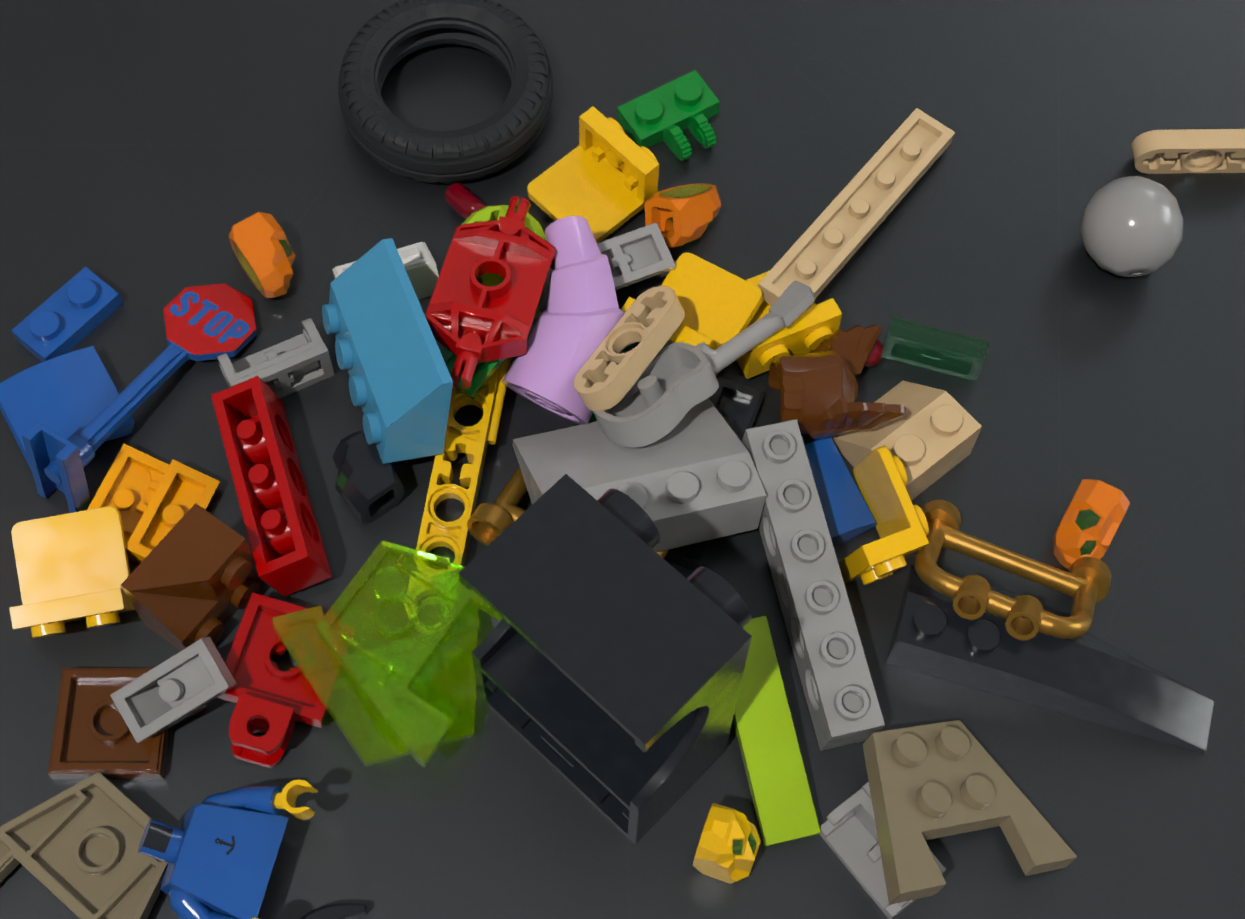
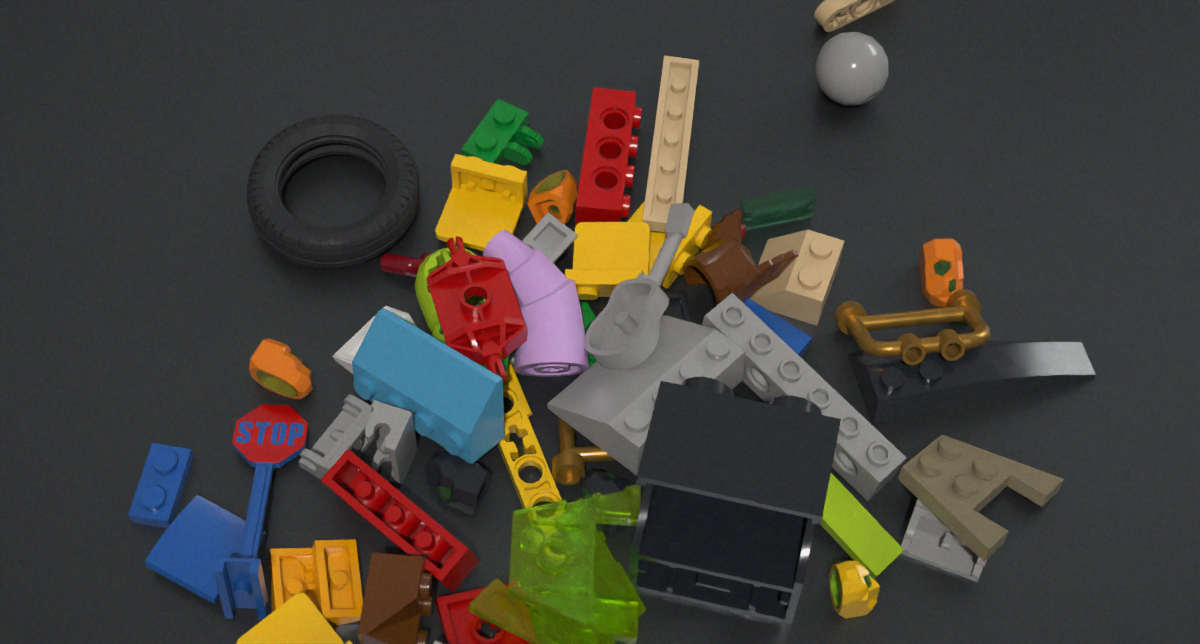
camera: 30 degrees left, 5 degrees down
(322, 398) = (394, 439): none -> light grey hinge
(610, 375) = (602, 314): tan beam -> none
(777, 172) = (607, 156): none -> red brick
(899, 522) = (828, 324): yellow bracket -> none

